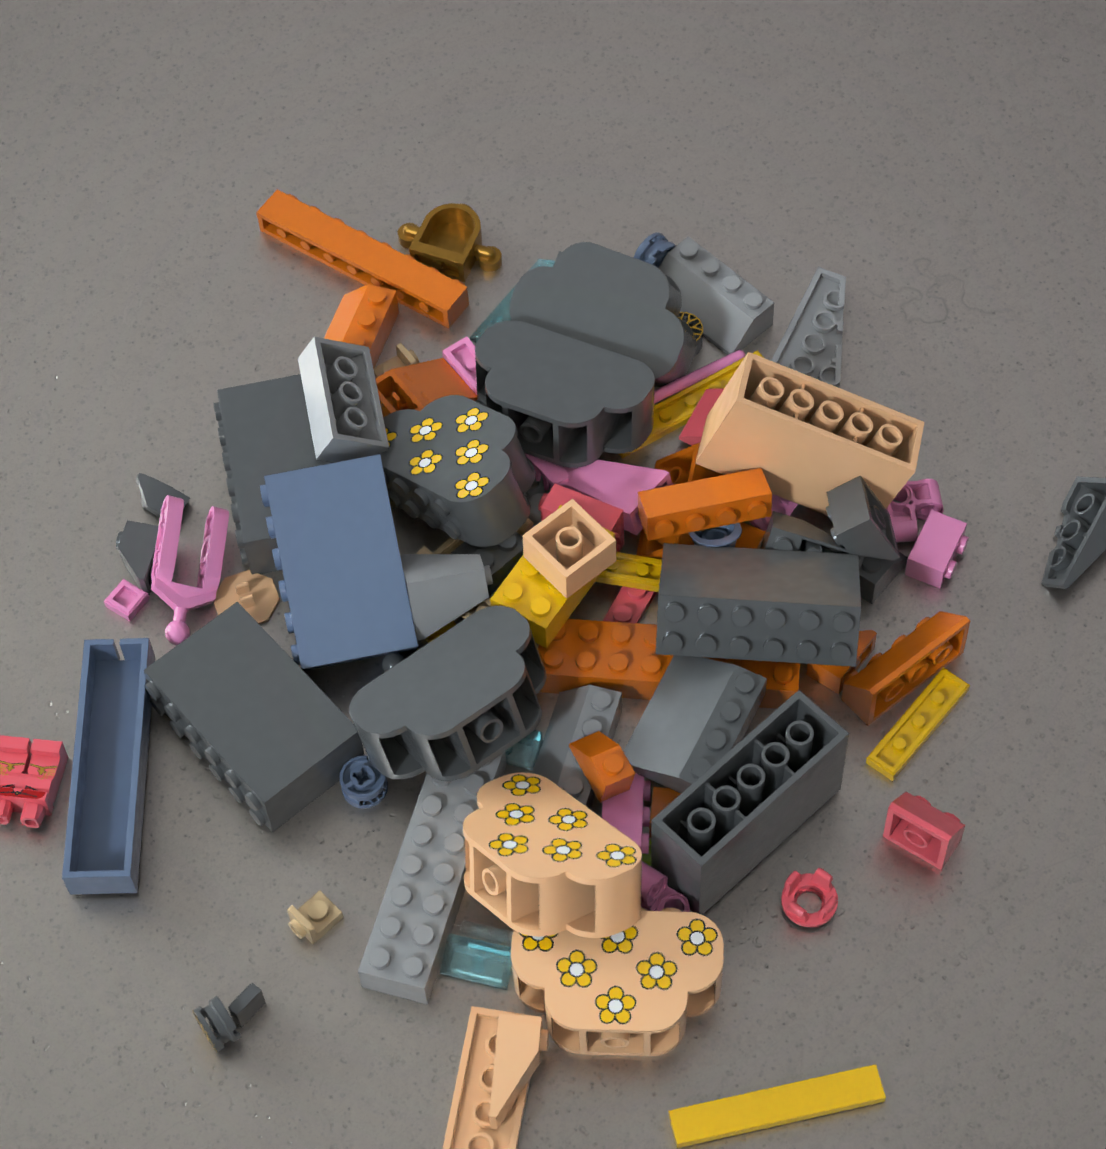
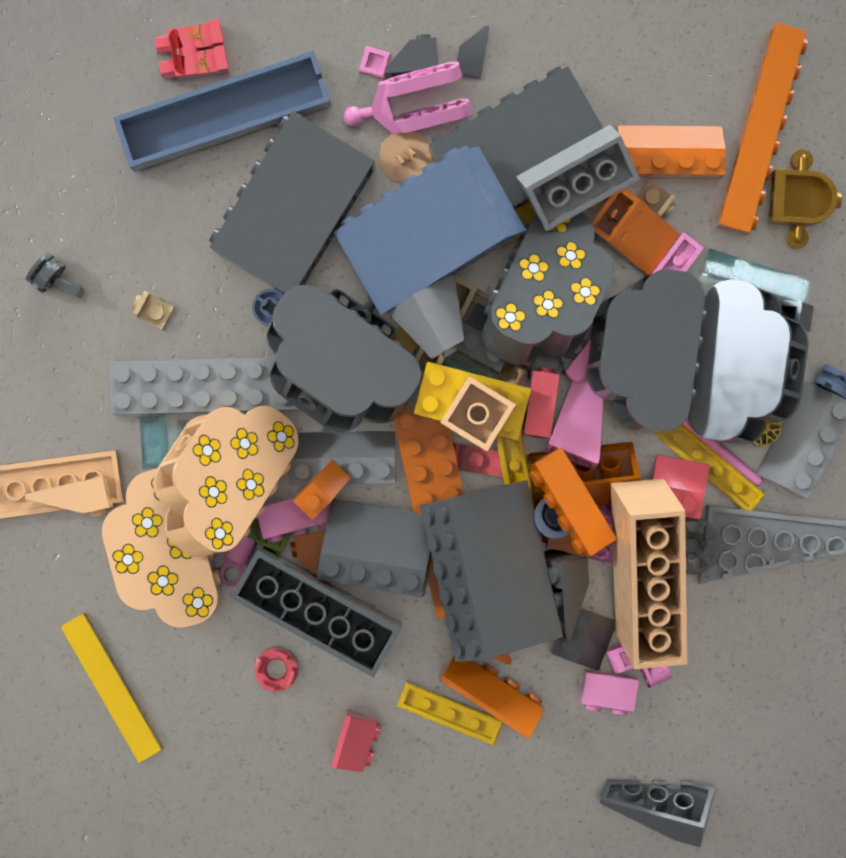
camera: 70 degrees right, 30 degrees up
(861, 521) = (593, 632): dark grey slope -> none

